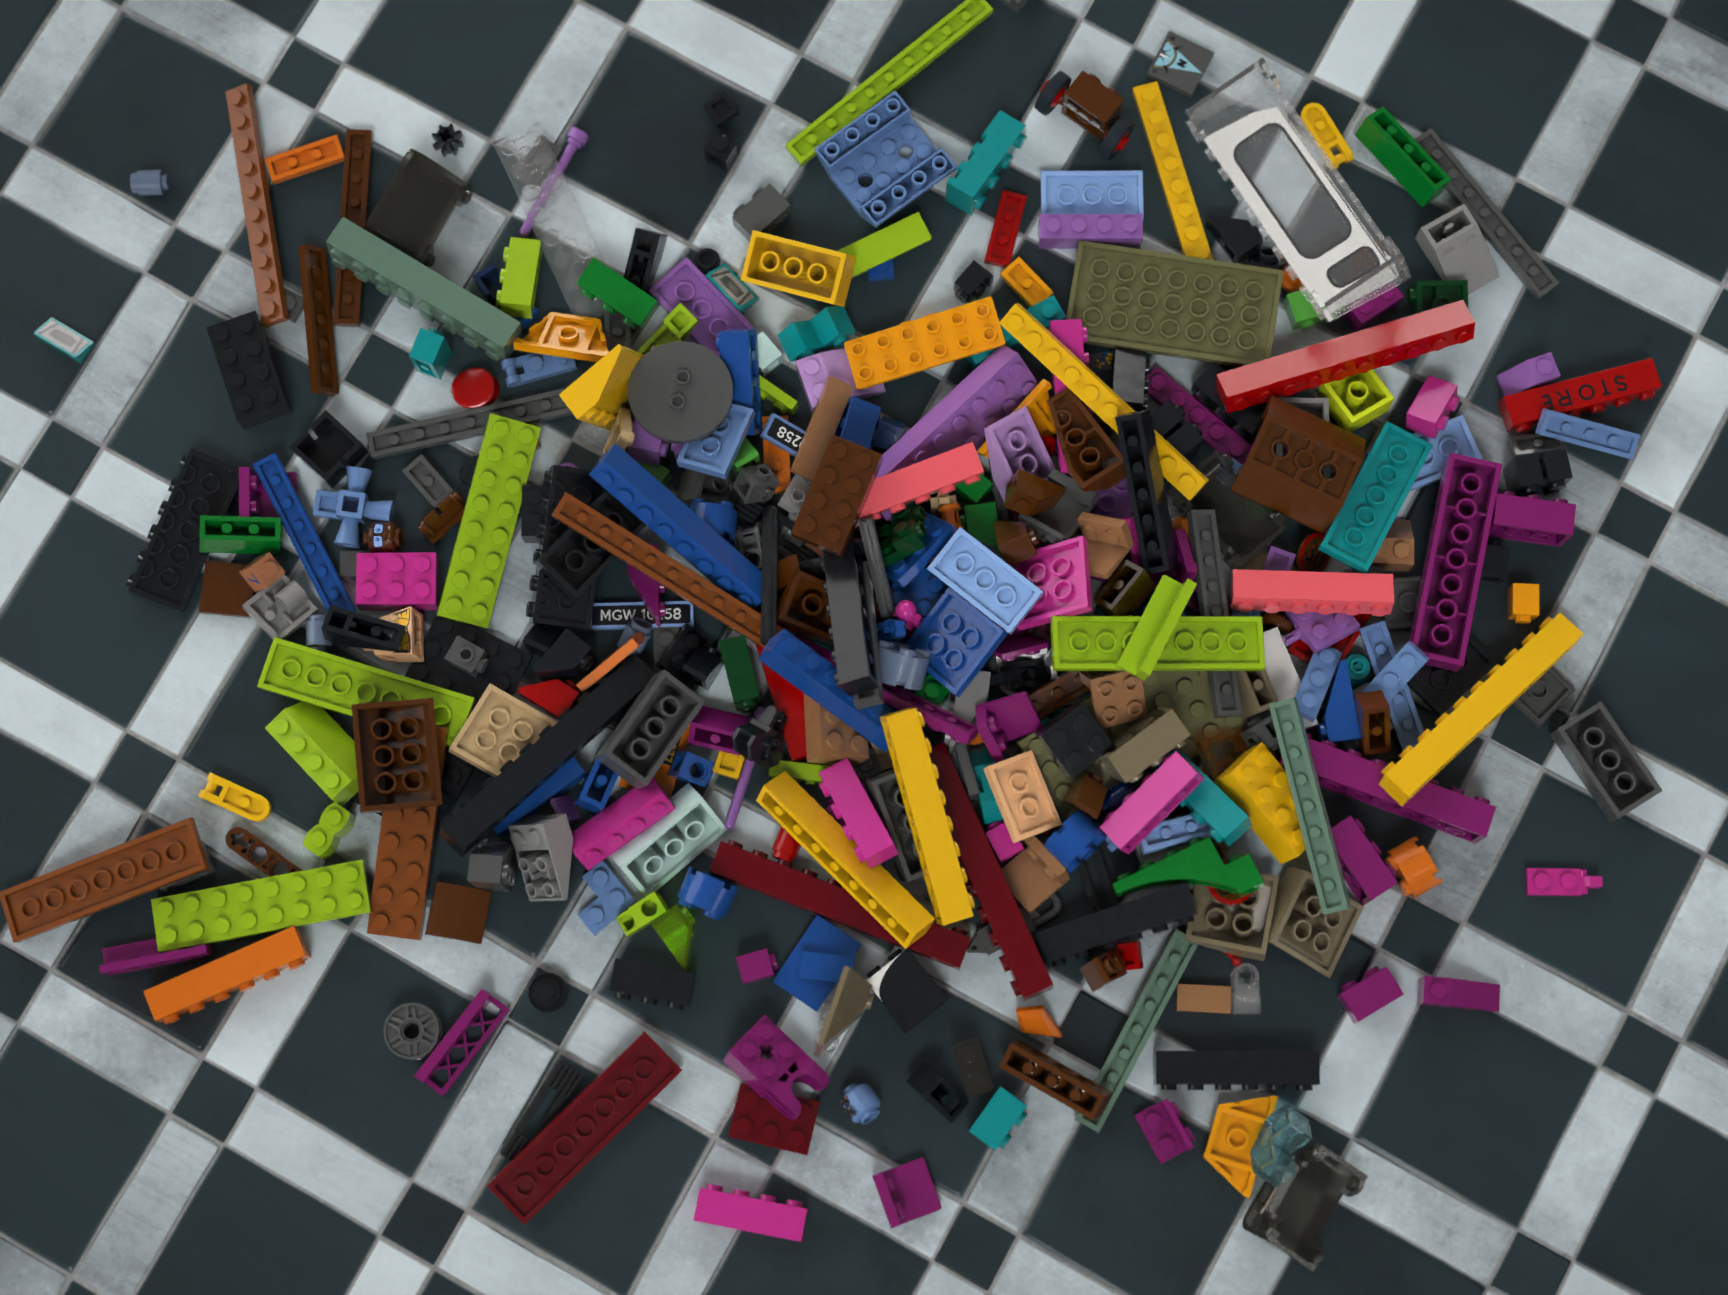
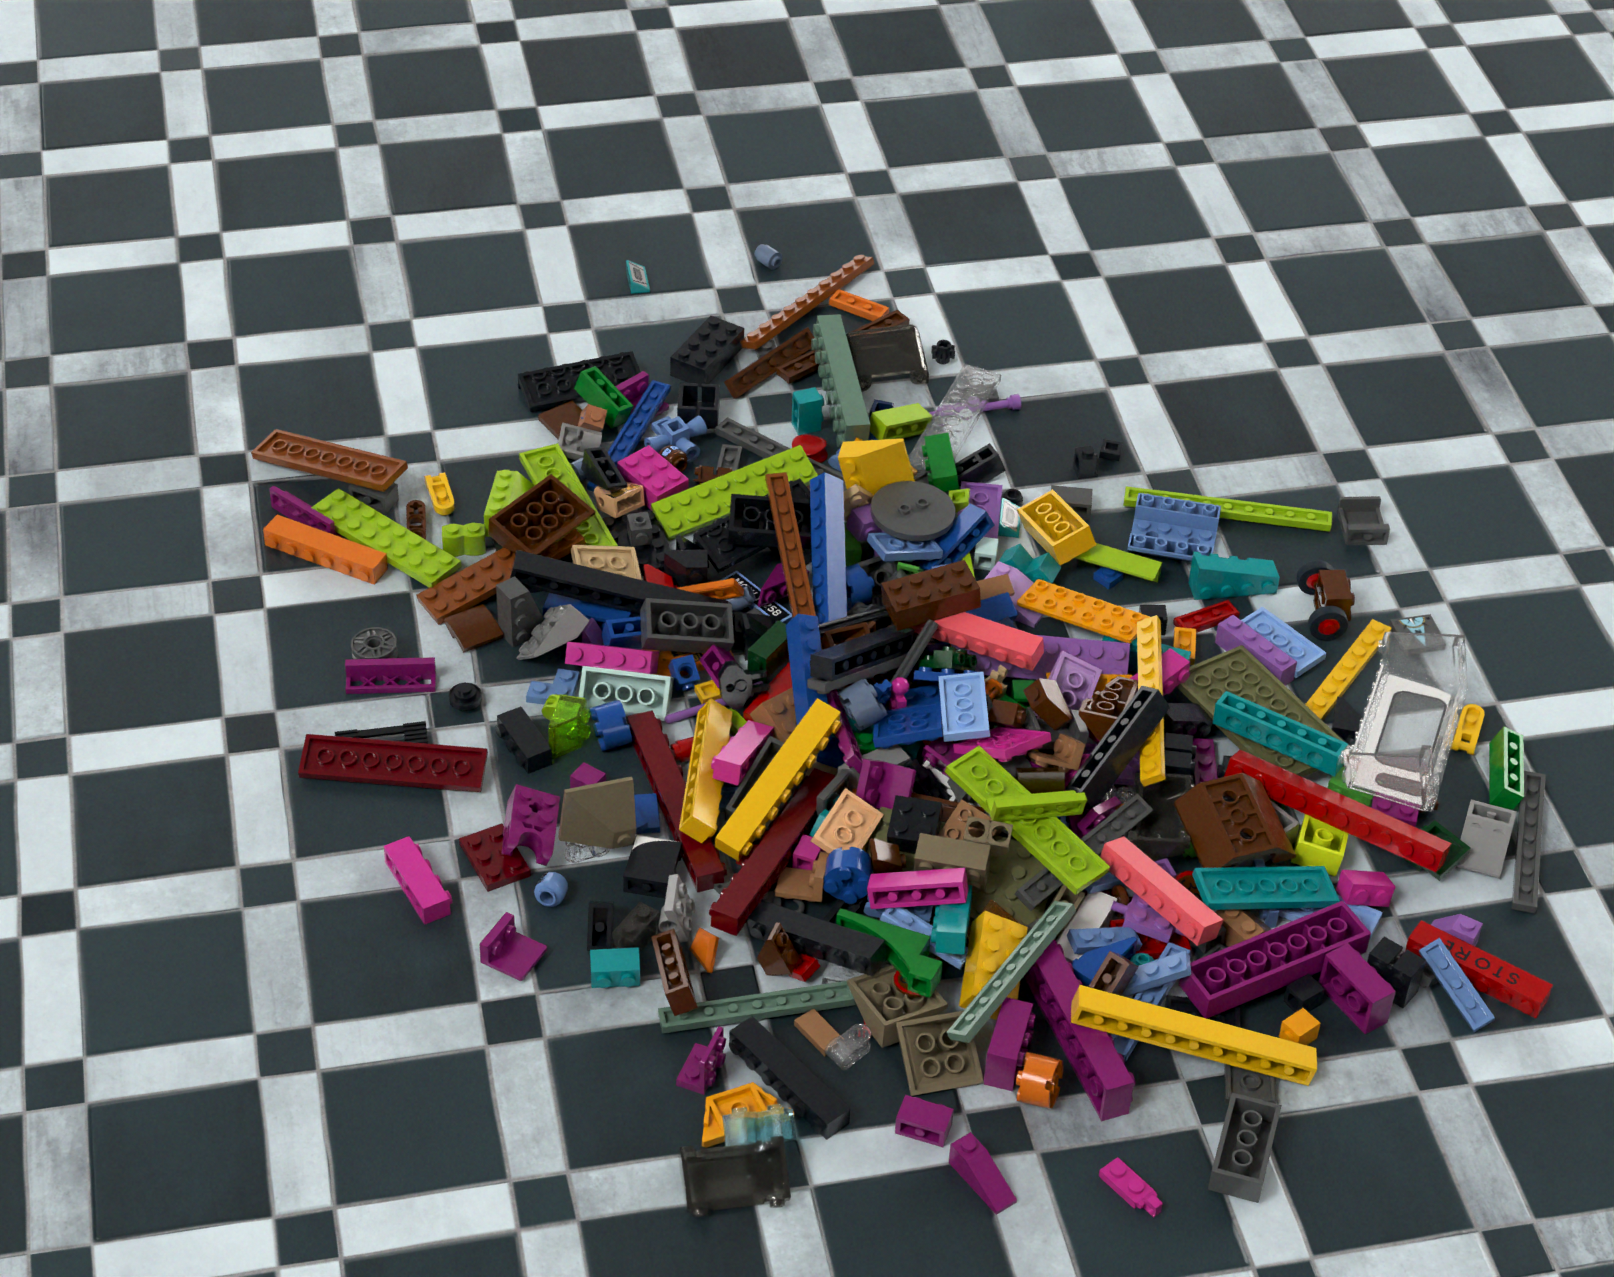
camera: 45 degrees right, 35 degrees down
(988, 1021) = (677, 909): none -> light grey plate
(1141, 694) = (997, 848): none -> dark tan piece
(1229, 323) = (1279, 733): none -> teal brick

